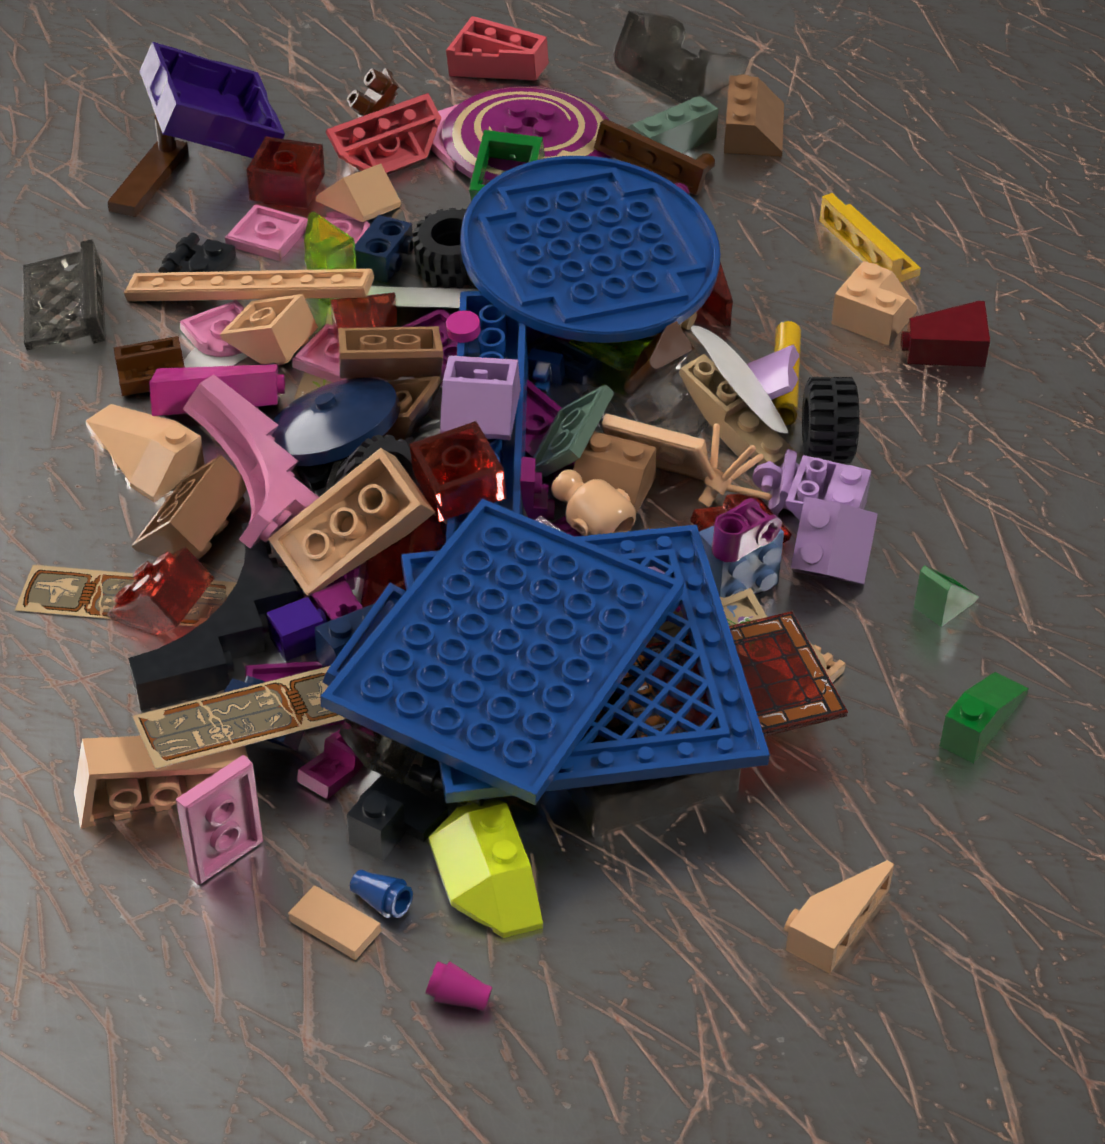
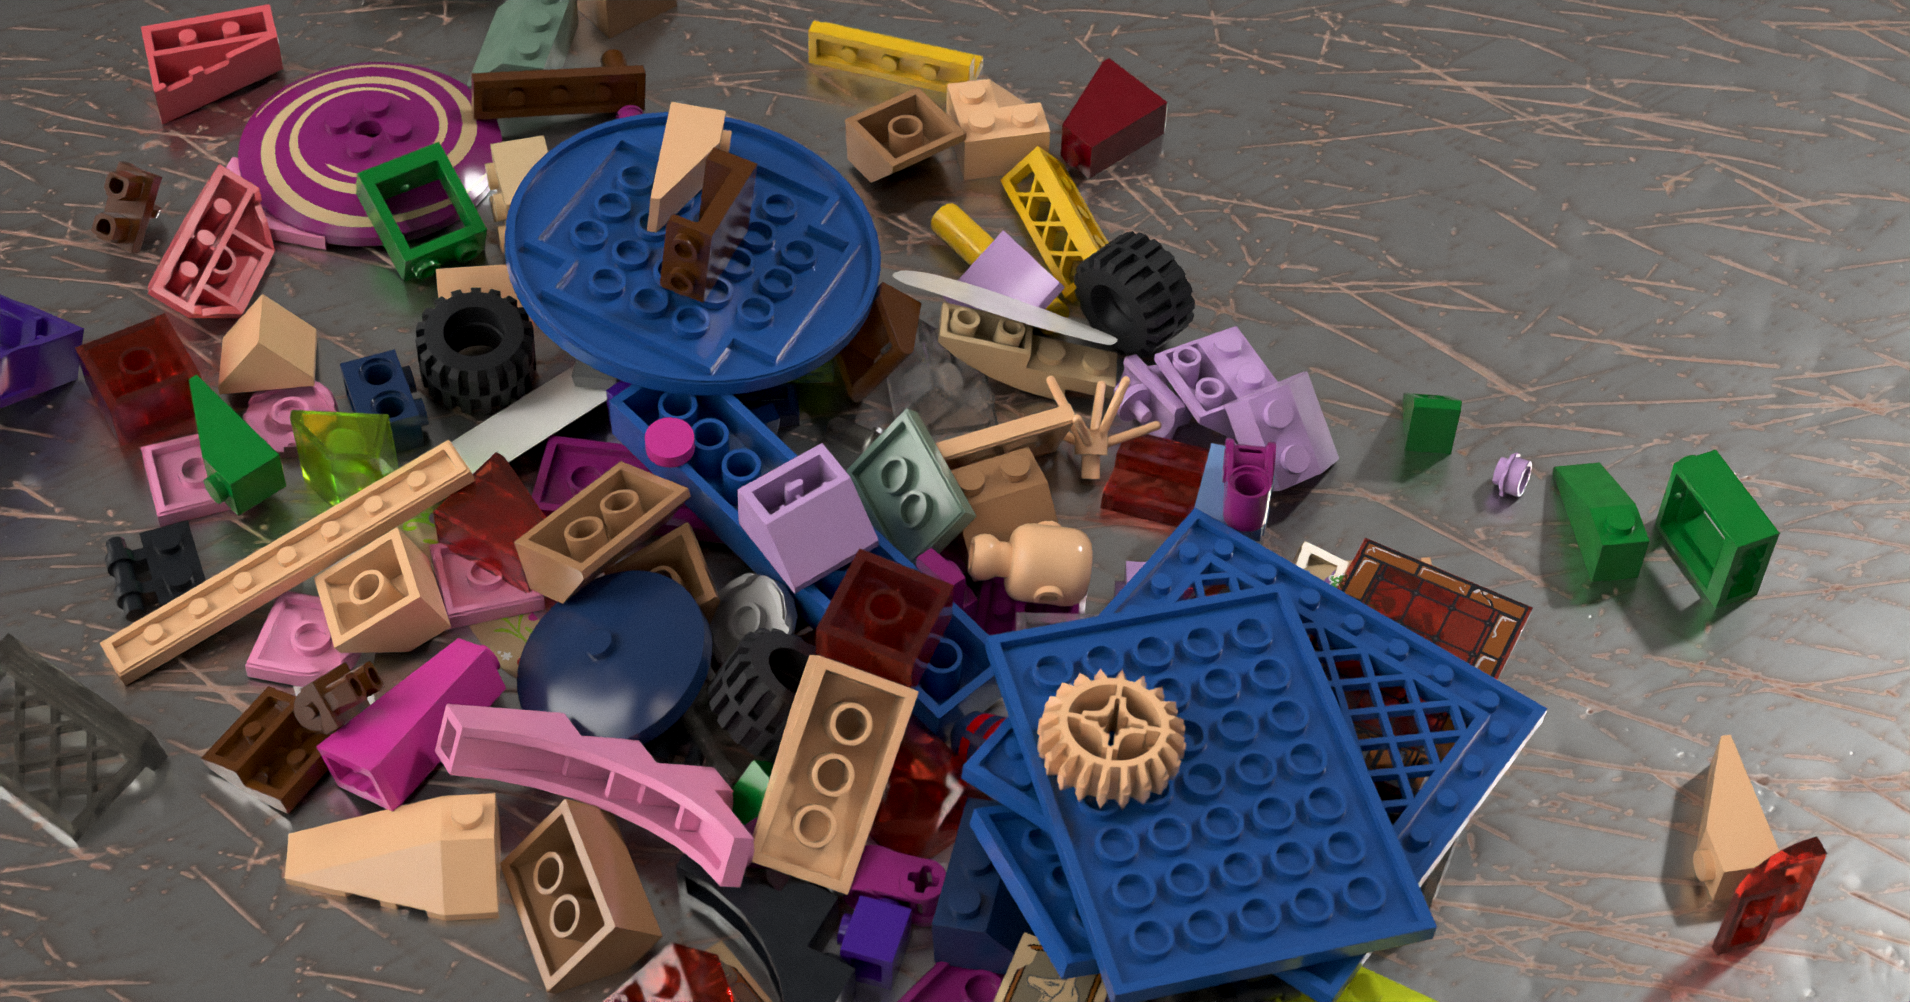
camera: 45 degrees left, 5 degrees up
(190, 351) = (336, 697): none -> reddish brown hips
(280, 224) = (237, 460): none -> green slope
(468, 588) = (1077, 737): none -> light nougat gear
(590, 230) = (701, 250): none -> reddish brown panel
(623, 196) = (681, 165): none -> light nougat slope
(799, 953) = (1770, 892): none -> clear red slope
(805, 272) = (899, 134): none -> medium nougat slope
(864, 359) = (1066, 206): none -> yellow fence
(957, 657) = (1512, 475): none -> lavender plate
(1038, 758) = (1722, 568): none -> green window

